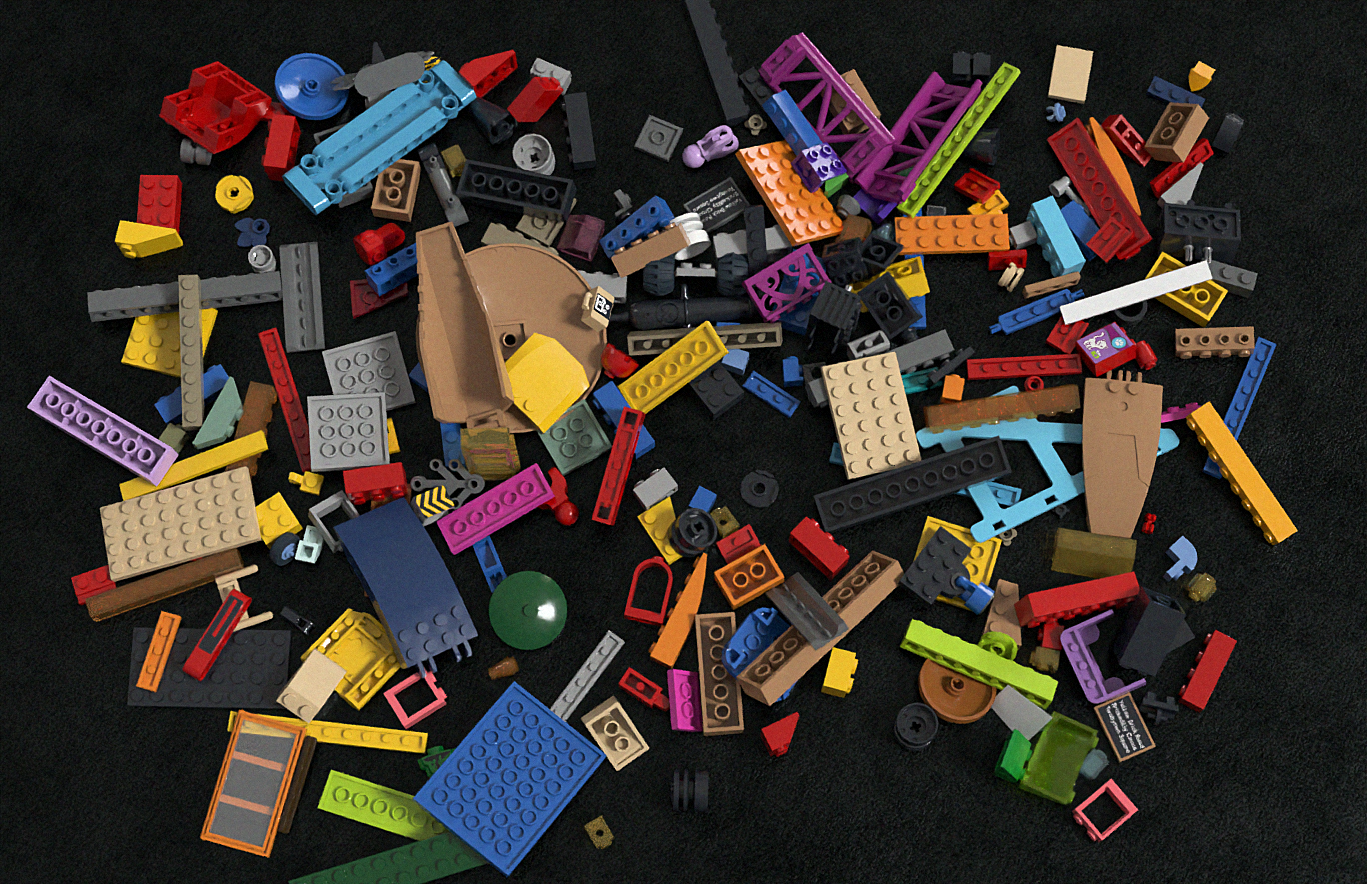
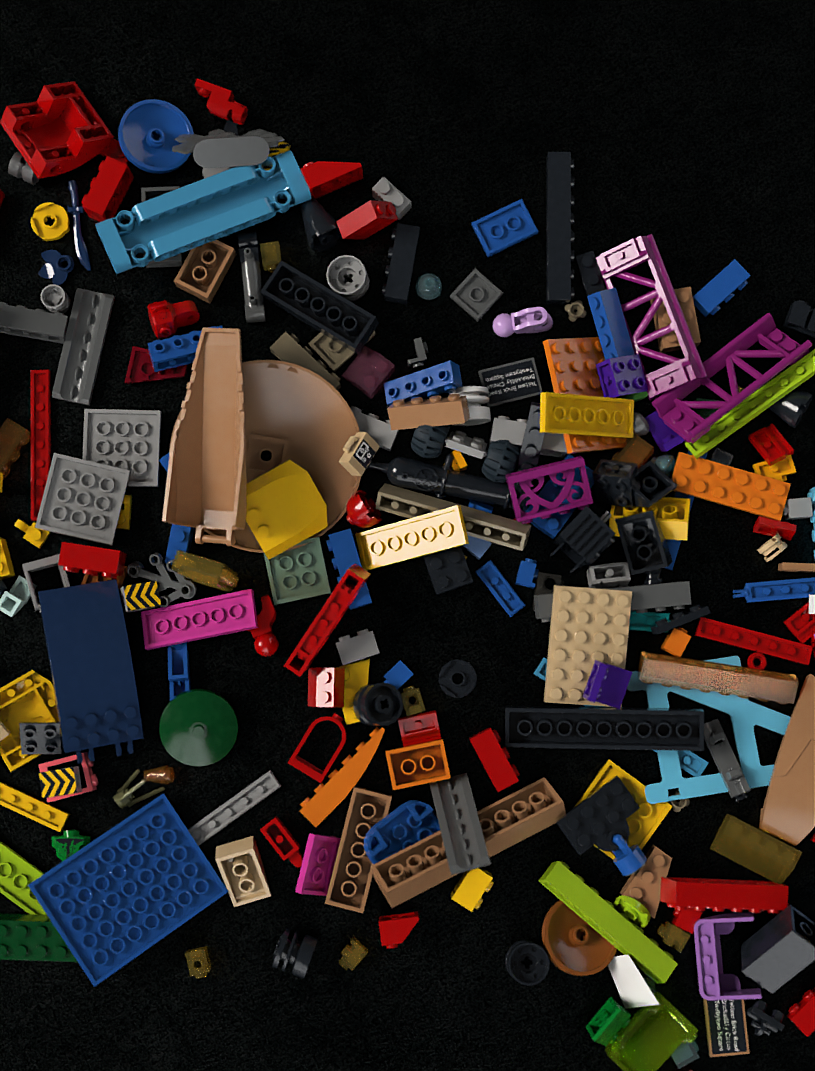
camera: 20 degrees right, 10 degrees up
(256, 176) = (80, 246): none -> dark blue sword
(362, 38) = (221, 102): none -> red plate
(378, 664) = (40, 738): none -> black hinge
(411, 699) = (60, 782): none -> piece
(476, 699) = (124, 797): none -> olive plant
(611, 144) = (428, 286): none -> clear light blue brick
(636, 533) = (326, 687): none -> red slope
(664, 71) = (504, 228): none -> blue tile
(694, 289) = (459, 462): none -> light orange tile
(746, 777) = (352, 954): none -> clear yellow brick
(798, 205) = (586, 415): none -> yellow plate
(882, 64) = (721, 288): none -> blue brick
(901, 442) = (607, 684): none -> dark purple bracket
(1036, 480) = (725, 759): none -> dark grey hinge

